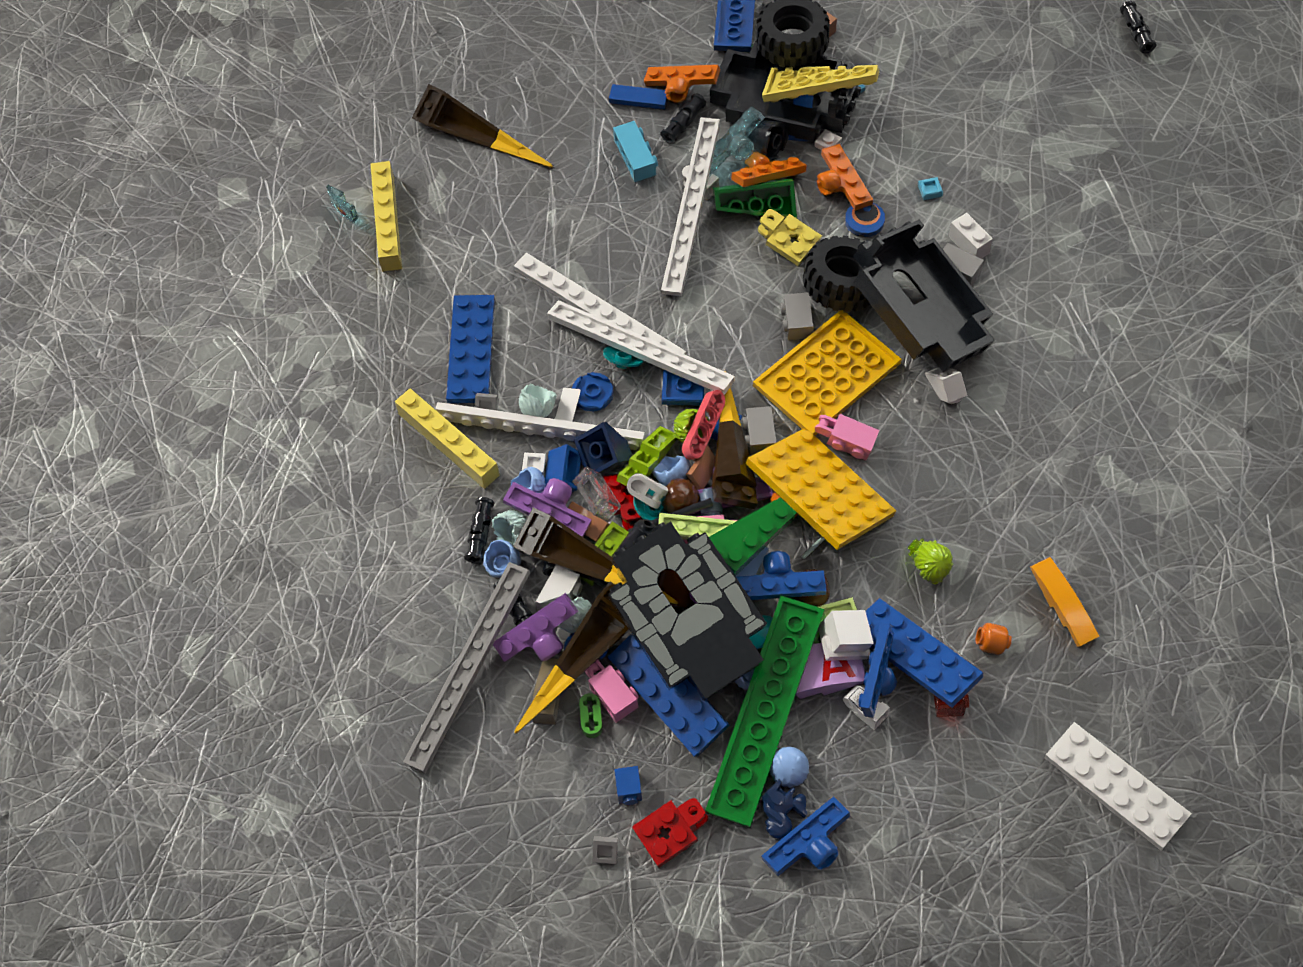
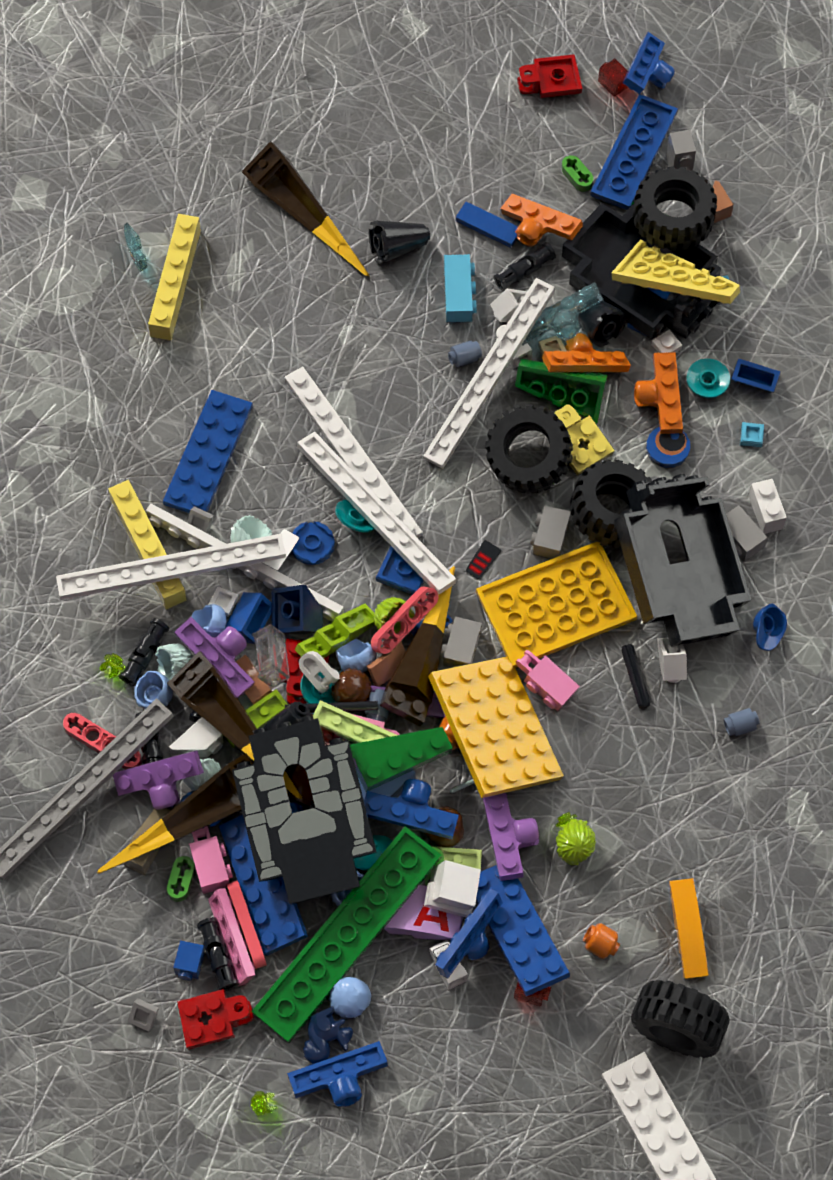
camera: 15 degrees right, 5 degrees up
(457, 548) = (114, 662): none -> clear neon green plate
(468, 624) = (97, 745): none -> coral beam
(477, 446) = (170, 566): none -> white plate
(565, 128) = (396, 238): none -> black cone
(657, 776) = (217, 955): none -> black piece
(659, 750) = (230, 930): none -> bright pink plate
(662, 199) = (464, 353): none -> sand blue brick
(668, 735) = (246, 924): none -> coral beam
(682, 150) = (506, 304): none -> white slope
(695, 36) = (574, 175): none -> bright green beam
(726, 173) = (551, 344): none -> tan plate
(745, 229) = (519, 422): none -> black tyre
(747, 358) = (483, 559): none -> black sticker
(747, 892) = (259, 1103): none -> clear neon green plate
(871, 576) = (508, 836): none -> medium lavender plate
(875, 155) = (709, 370): none -> teal dish
(914, 140) = (756, 375): none -> blue brick
(921, 408) = (635, 676): none -> black axle
(1016, 330) = (770, 626): none -> blue piece
(1029, 416) = (741, 722): none -> sand blue brick
(1100, 677) = (680, 1018): none -> black tyre

